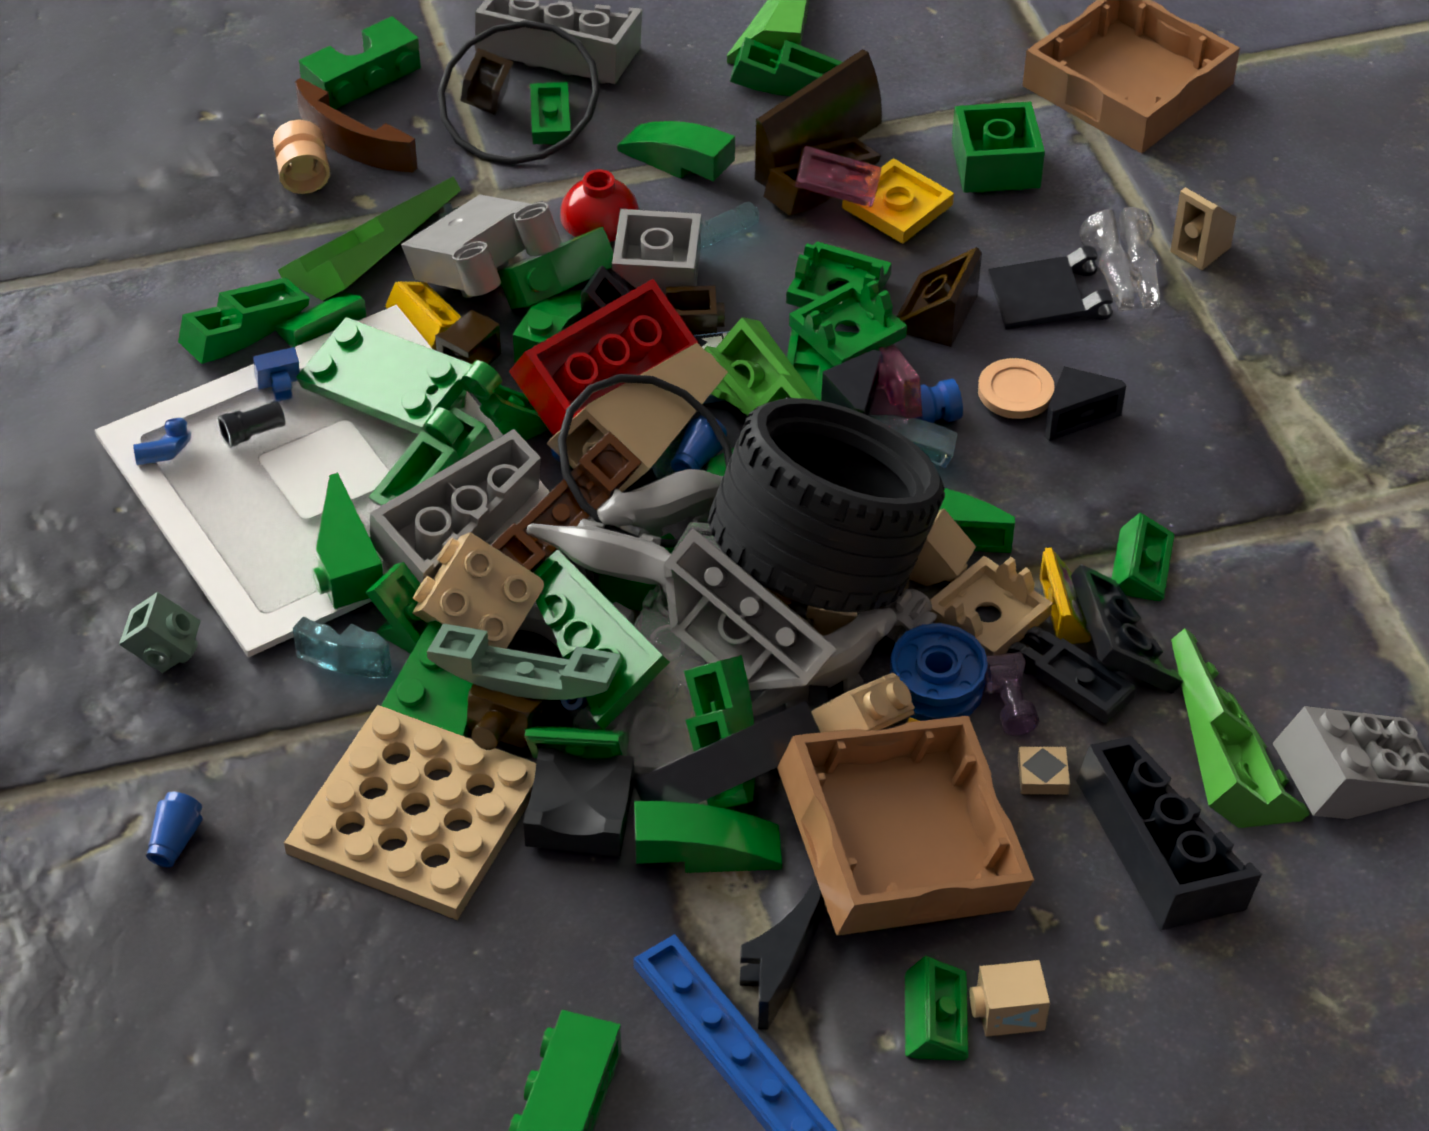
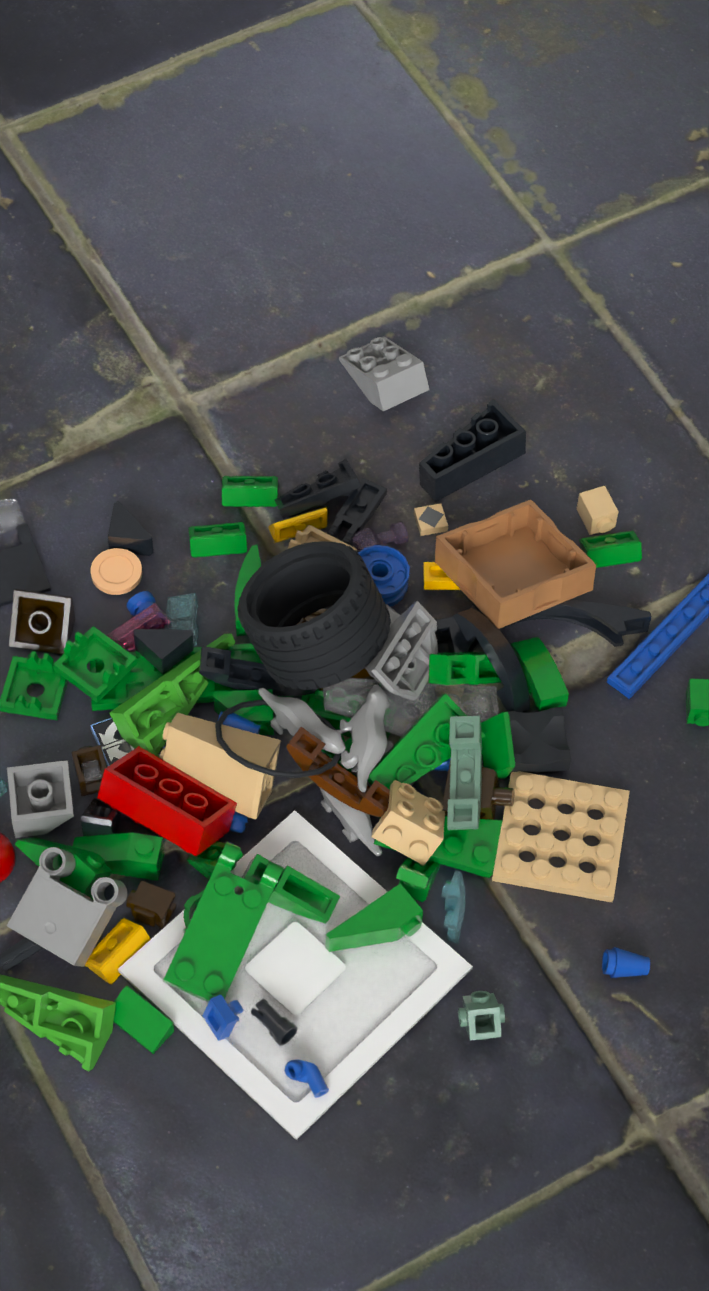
camera: 105 degrees left, 10 degrees up
(240, 318) = (156, 1072): green slope -> none
(464, 498) = (335, 856): light grey wedge -> none
(867, 707) = (438, 596): tan brick -> none
(1056, 508) = (217, 539): none -> green slope
(1229, 750) = (397, 429): bright green wedge -> none

